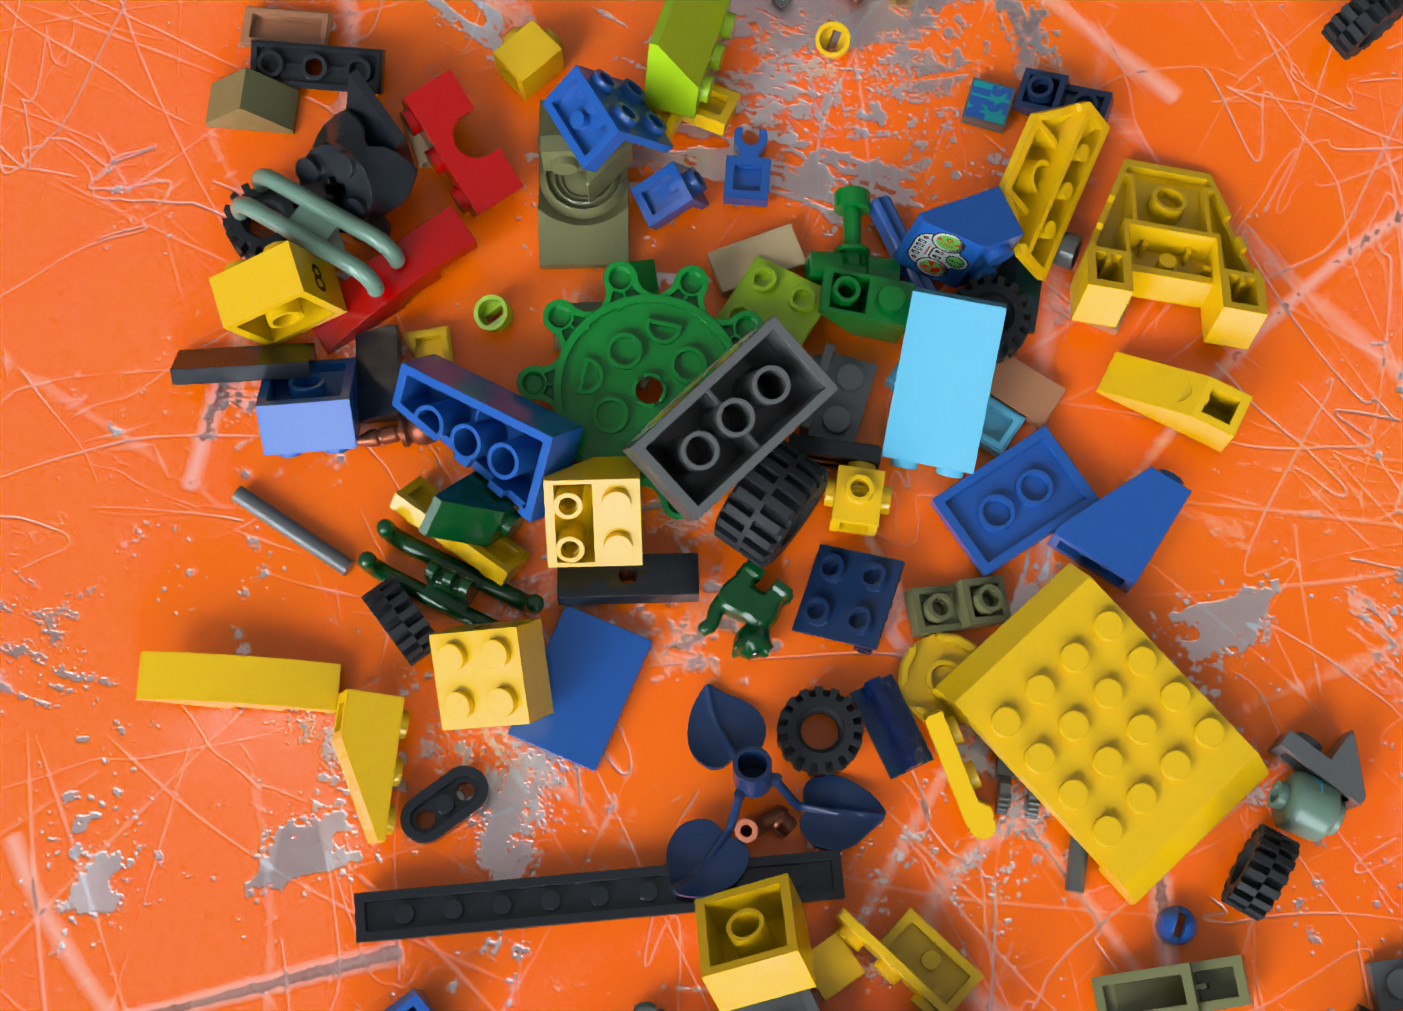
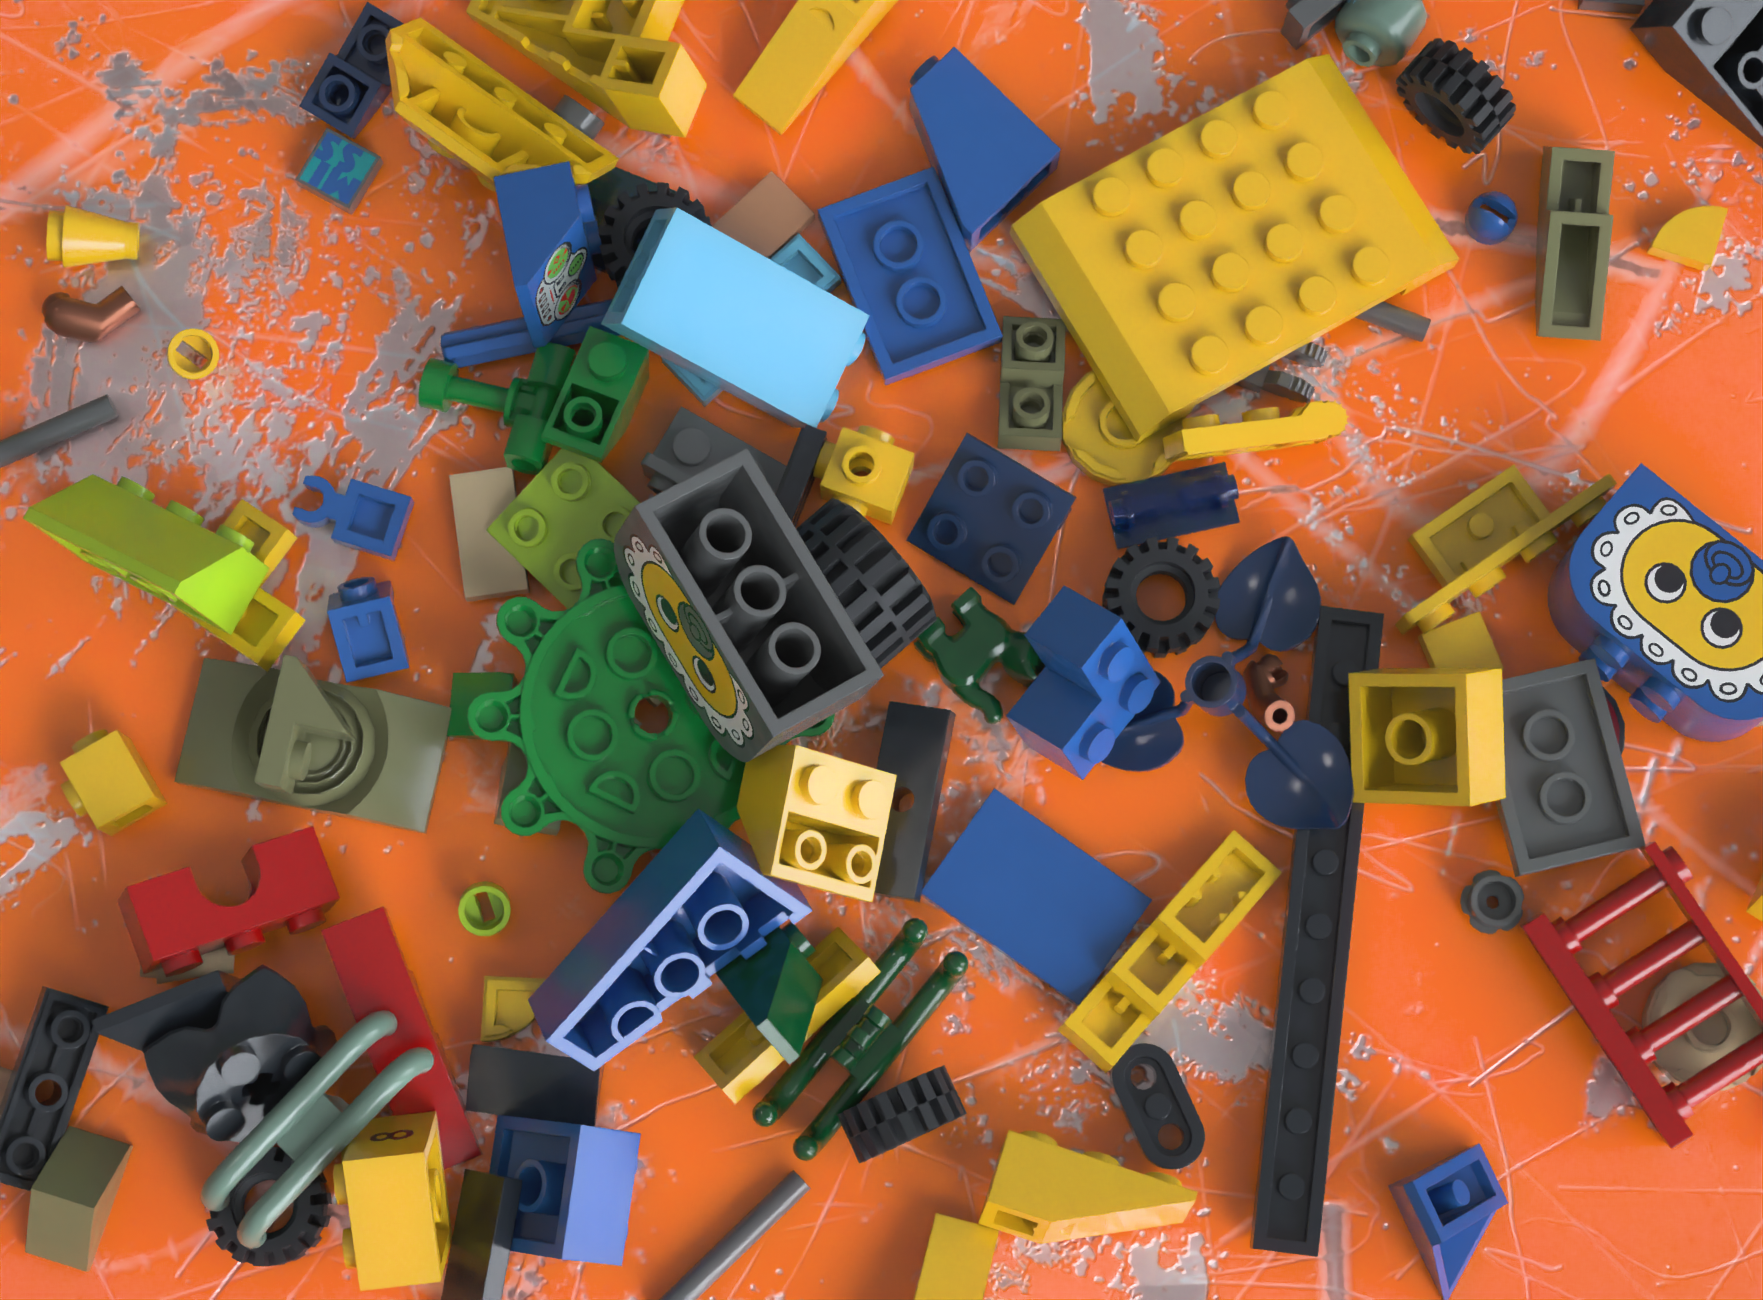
camera: 80 degrees left, 5 degrees up
(404, 431) = (626, 1082): copper bar -> none
(491, 674) = (1006, 1004): yellow brick -> none
(561, 792) = (1169, 951): none -> yellow slope
(600, 114) = (253, 686): blue bracket -> none
(735, 685) = (1089, 683): none -> blue brick

